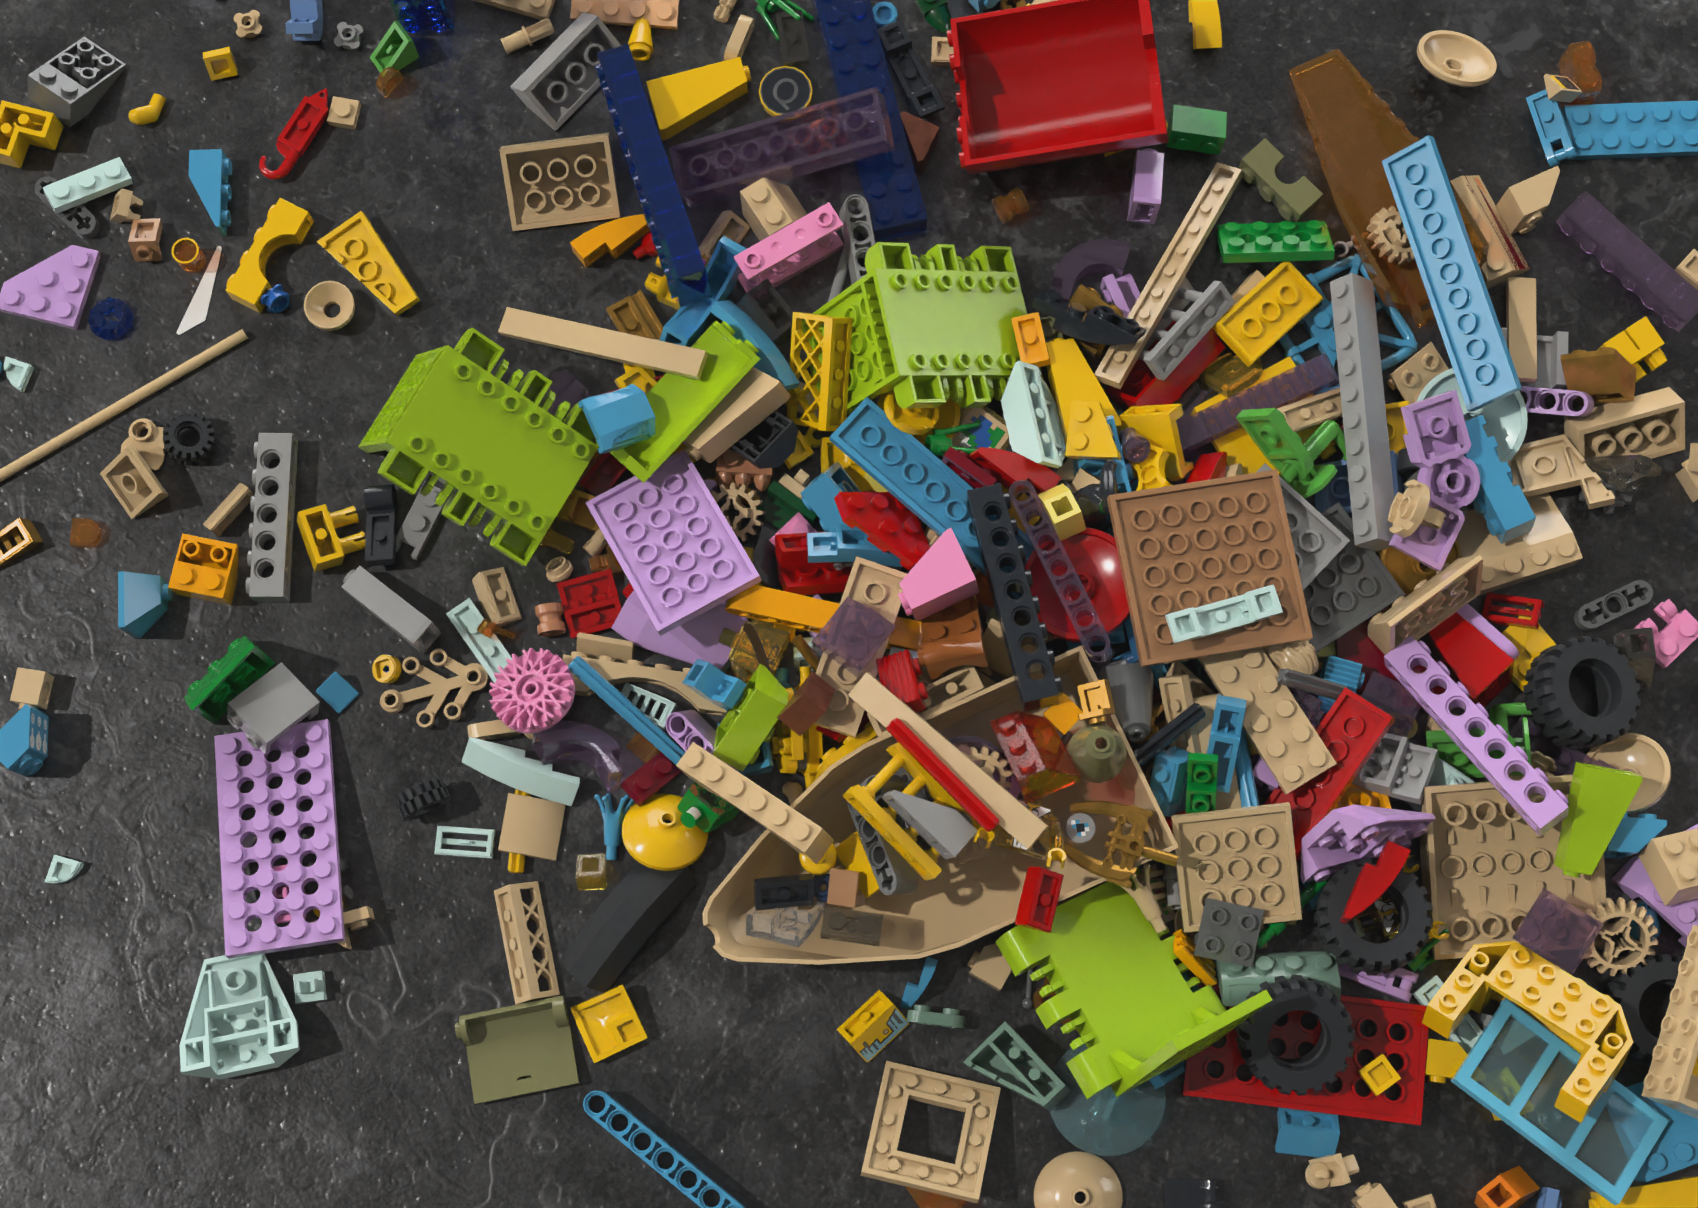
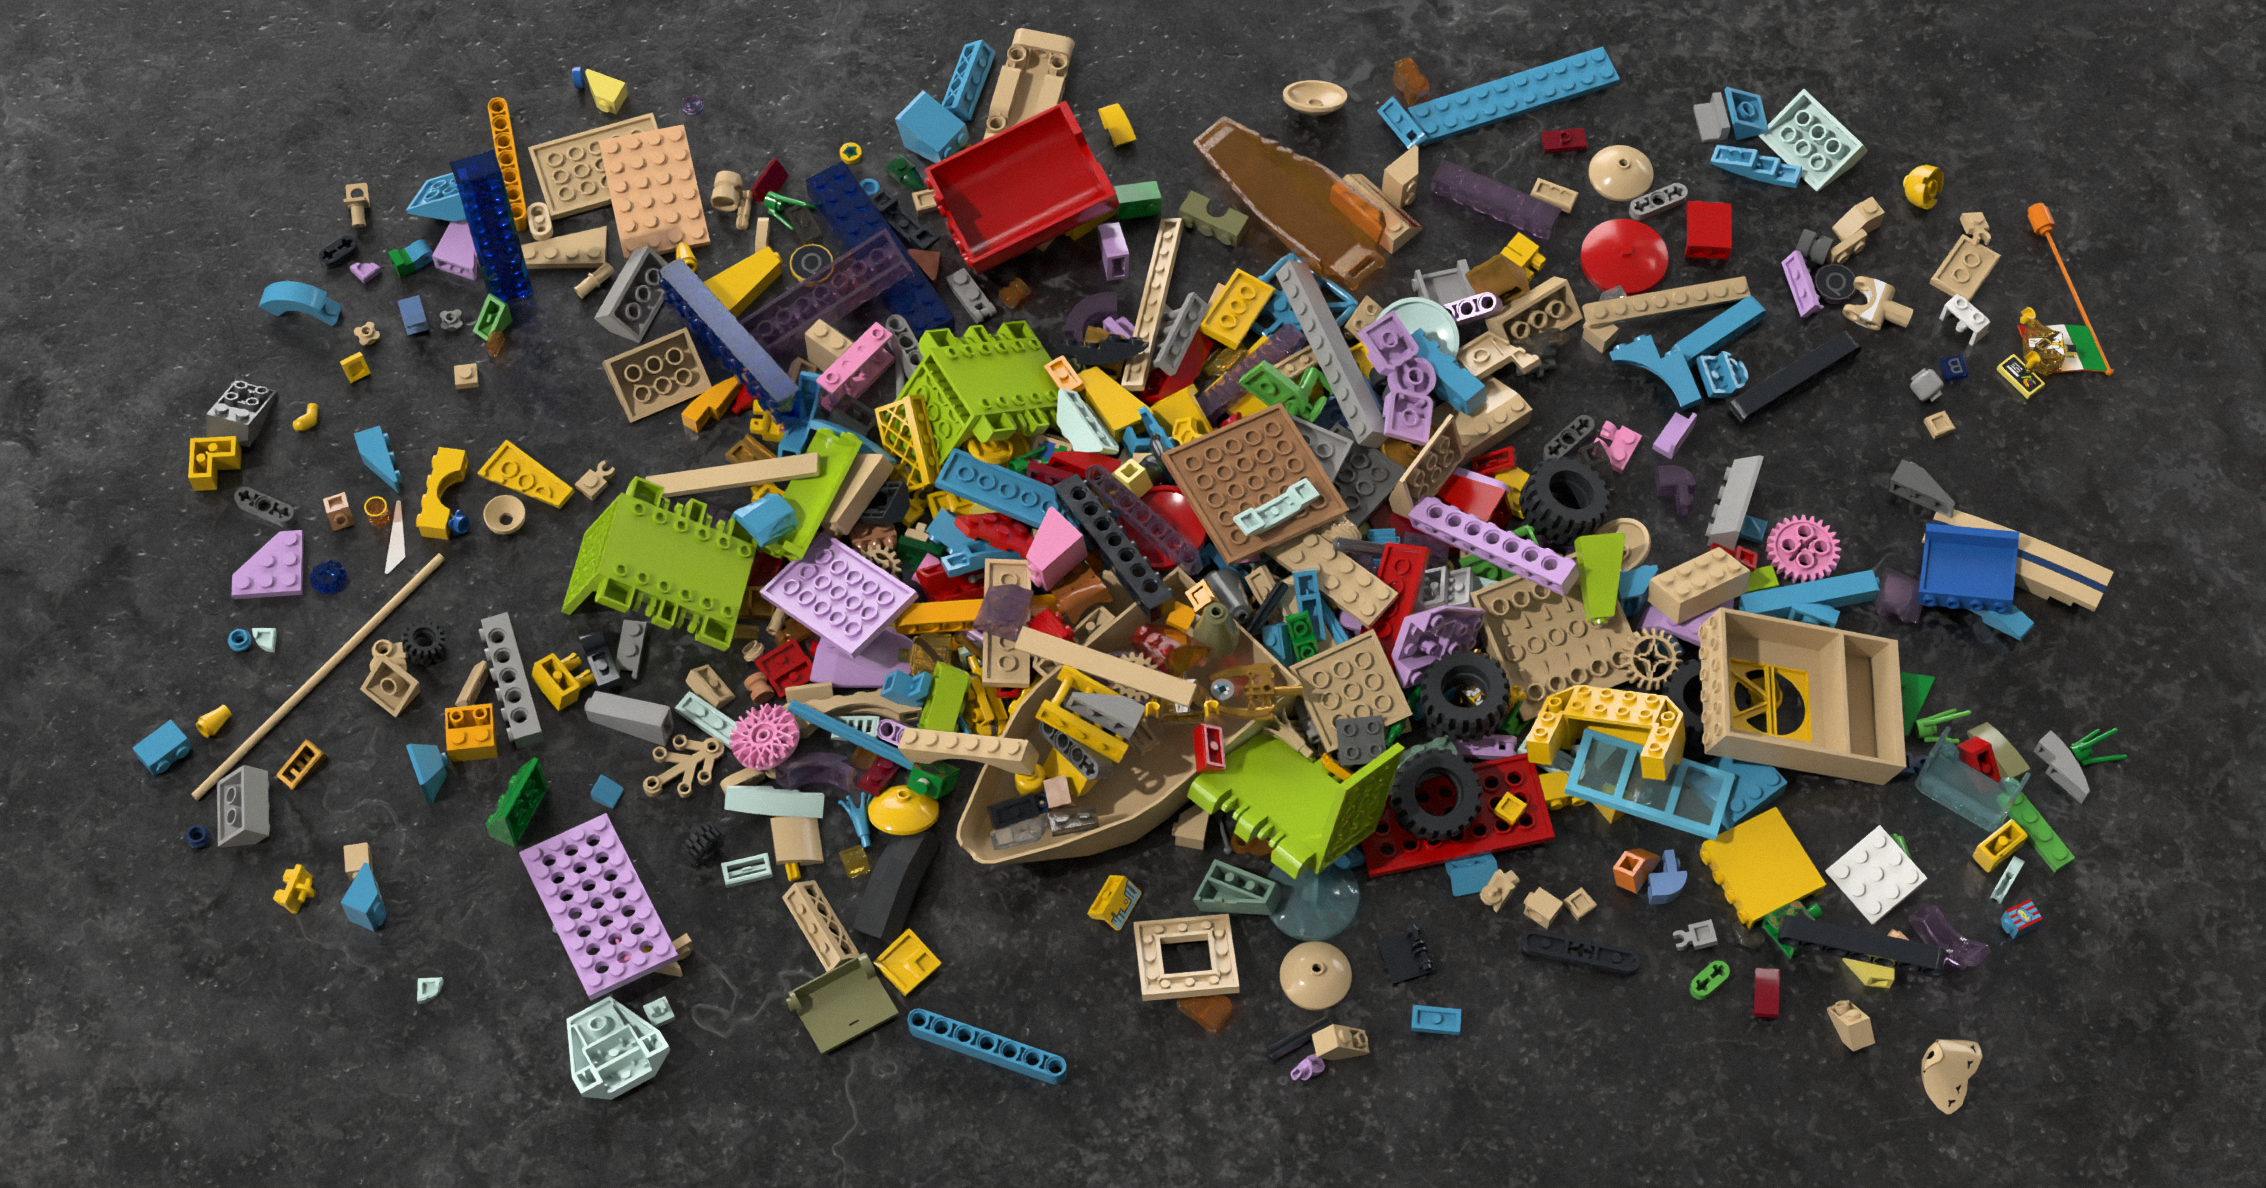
camera: 20 degrees left, 15 degrees down
(84, 533) = (361, 738): clear orange tile -> none
(87, 185) = (277, 484): light aqua plate -> none
(120, 209) = (310, 492): tan tile -> none
(271, 707) = (560, 813): light grey panel -> none
(298, 133) = (435, 400): red plate -> none
(386, 669) = (640, 763): yellow tile -> none
(446, 295) = (595, 482): none -> tan plate
(488, 628) = (713, 706): clear orange hand -> none
(807, 704) = (984, 669): copper slope -> none
(913, 991) = (1138, 865): dark azure slope -> none
(923, 1015) = (1153, 881): sand green plate -> none
(942, 774) = (1106, 675): red axle -> none
(958, 192) = (970, 295): none -> light grey plate
(1089, 433) = (1132, 422): yellow wing -> none
(1134, 446) = (1169, 422): cone -> none
(1274, 241) = (1224, 260): green plate -> none
(1346, 246) = (1278, 250): light grey hand -> none
(1375, 880) = (1455, 662): red slope -> none
(1390, 236) = (1313, 229): tan gear -> none
(1412, 509) = (1392, 401): tan tile -> none
(1451, 274) = (1363, 239): dark azure plate -> none
(1522, 326) = (1430, 268): tan tile -> none
(1558, 931) = (1604, 663): slope -> none
(1561, 88) = (1400, 95): tan slope -> none

